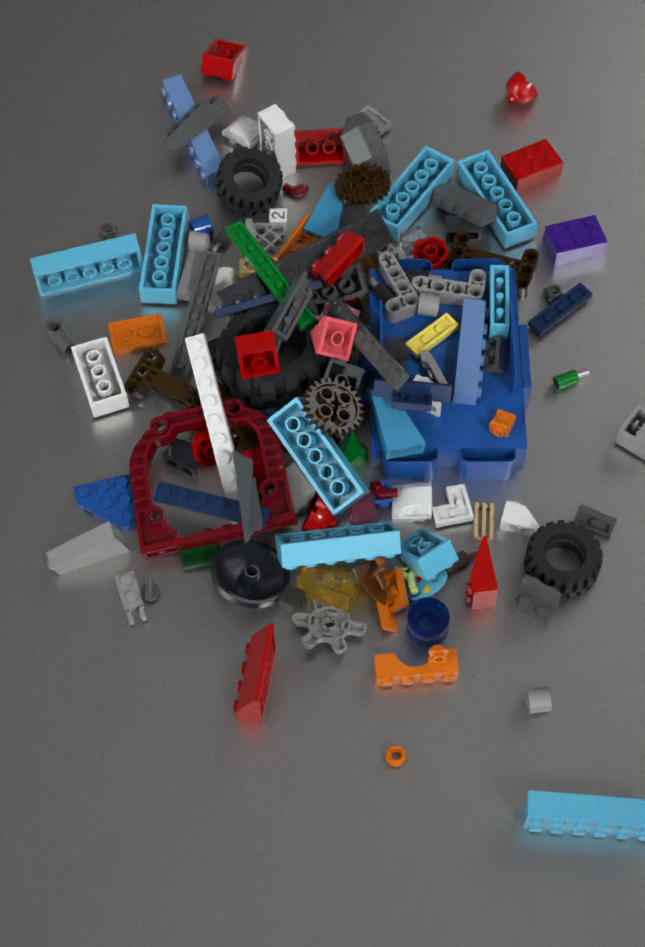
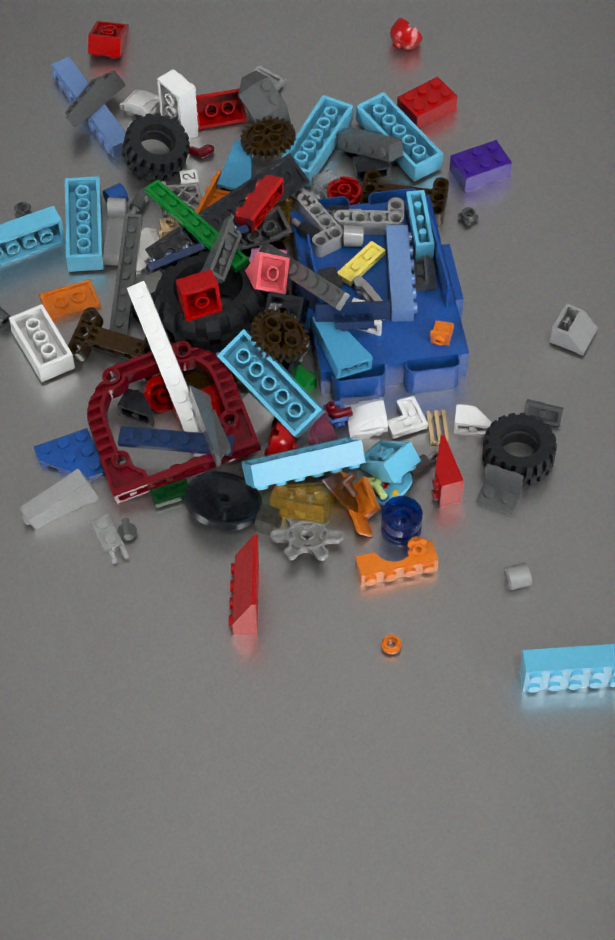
camera: 10 degrees left, 5 degrees down
(560, 309) = (477, 229): dark blue plate -> none
(568, 378) = (496, 290): green piece -> none

